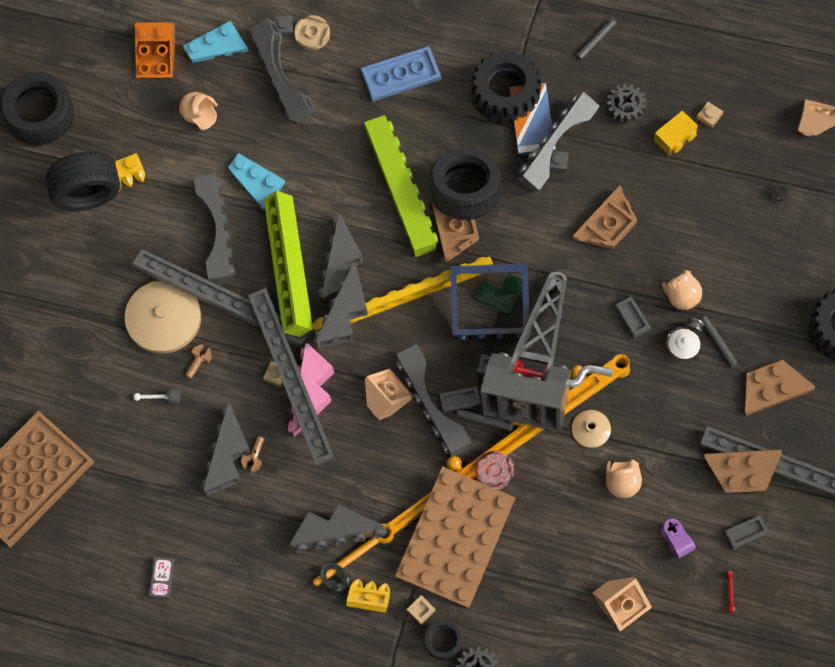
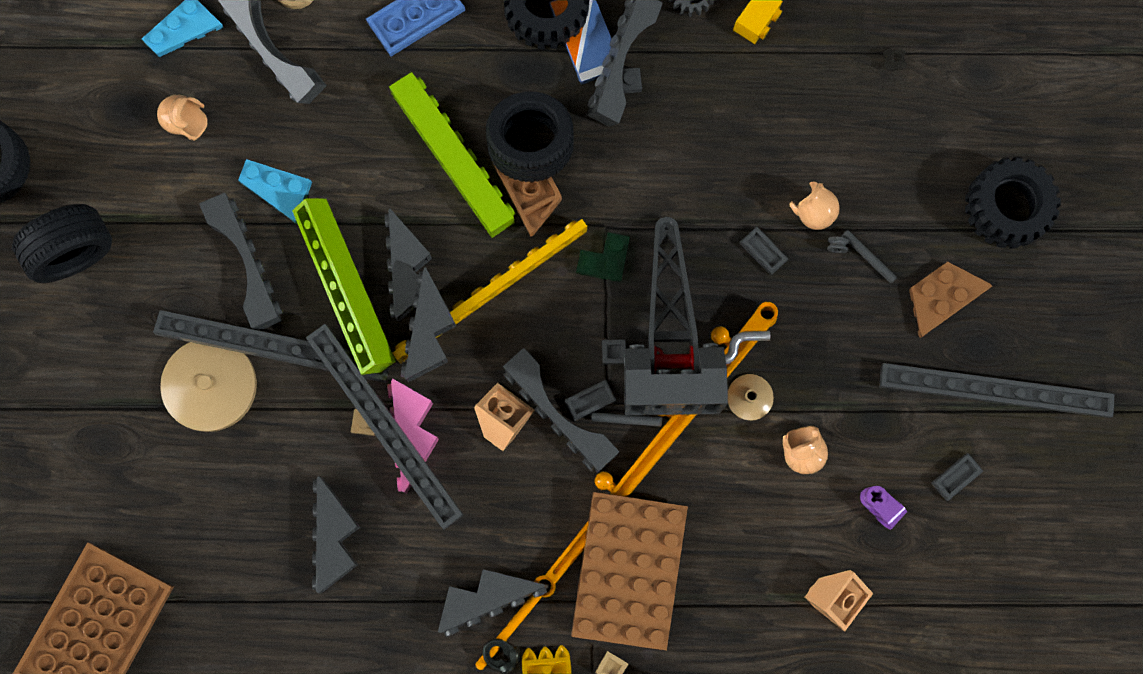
camera: 25 degrees left, 10 degrees up
(128, 168) = (115, 208): yellow plate -> none
(154, 50) = (107, 51): orange slope -> none
(172, 396) = (246, 482): hinge -> none
(198, 360) = (266, 428): medium nougat bar -> none
(254, 455) = (364, 529): medium nougat bar -> none
(479, 269) = (586, 237): dark blue window -> none
(494, 469) = (654, 478): clear red tile -> none
(608, 223) = (707, 143): medium nougat wing -> none
(684, 344) = (833, 270): white piece -> none
(730, 608) = (962, 571): red hinge -> none
(744, 470) = (939, 404): medium nougat wing -> none

